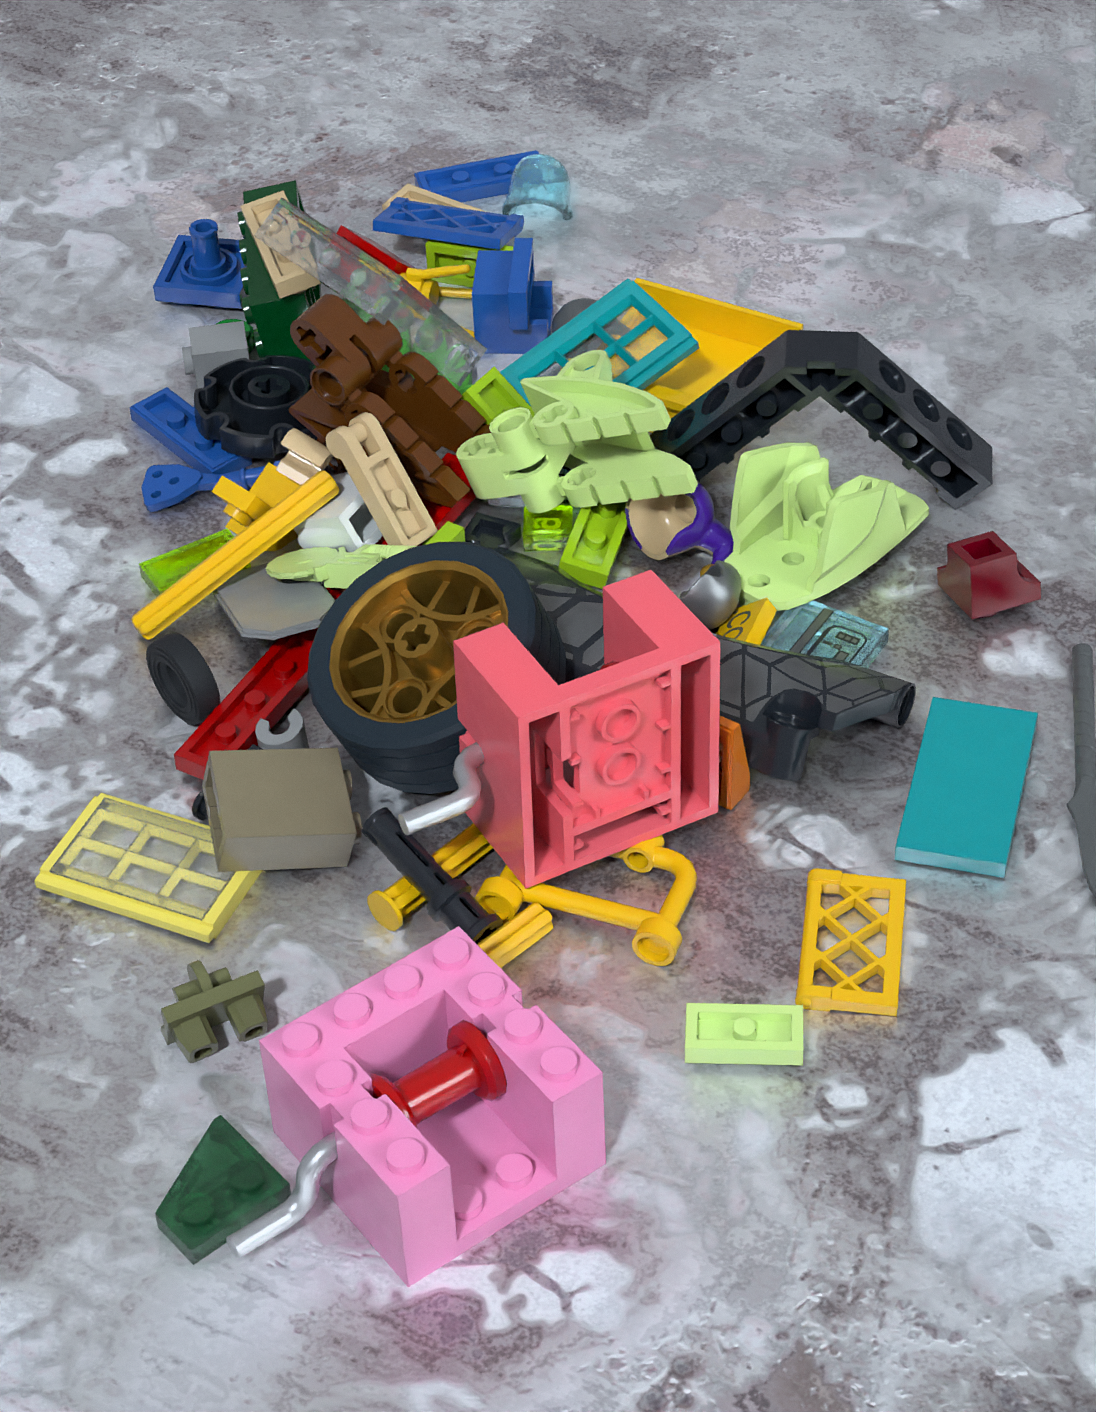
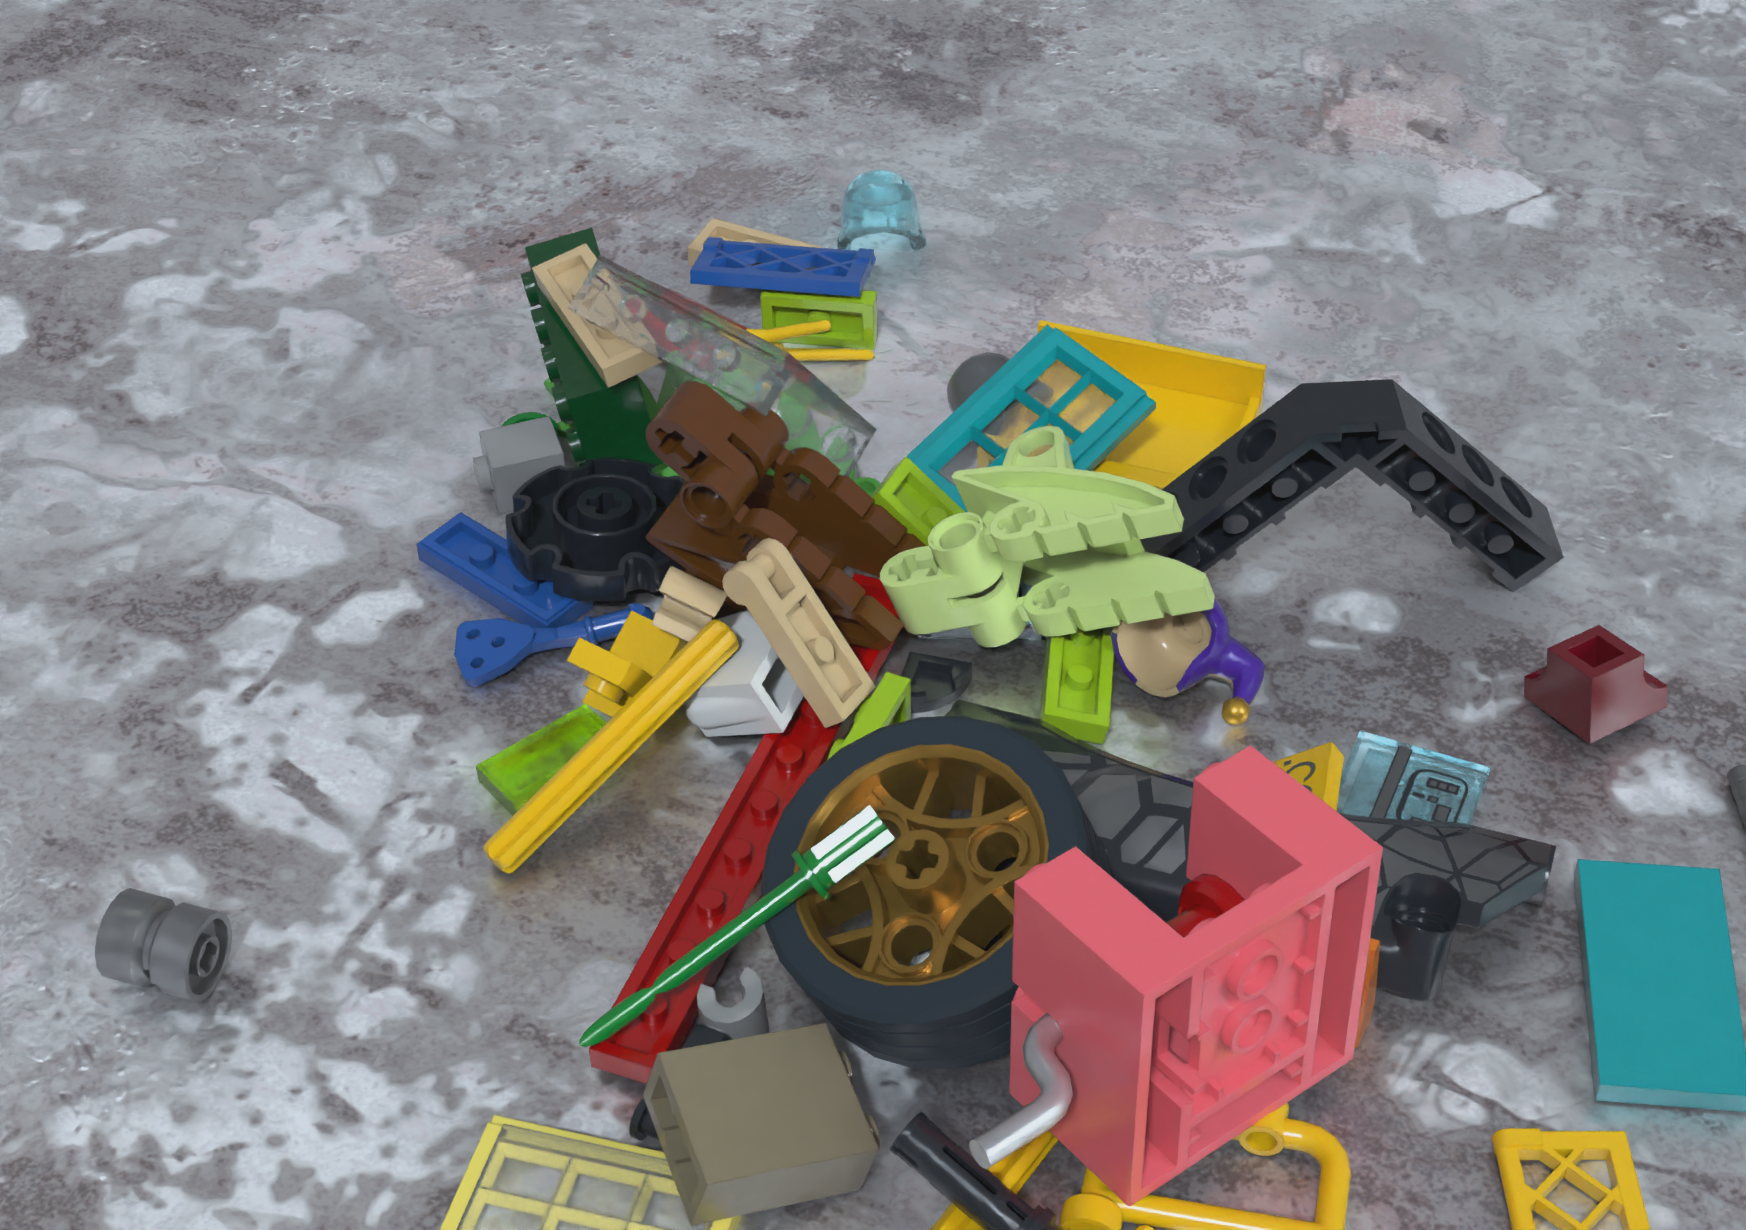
camera: 10 degrees left, 0 degrees up
(182, 678) = (580, 933): black tyre -> none
(202, 269) = (479, 349): blue plate -> none
(272, 606) = (681, 806): light grey shield -> none
(328, 565) = (778, 754): yellowish green piece -> none
(347, 639) = (819, 867): none -> green piece
(472, 179) = (792, 205): blue tile -> none
(508, 305) = (887, 364): blue plate -> none
(547, 529) = (1007, 668): clear neon green tile -> none
(714, 594) = (1257, 723): flat silver hair -> none
(803, 537) = (1354, 641): yellowish green piece -> none

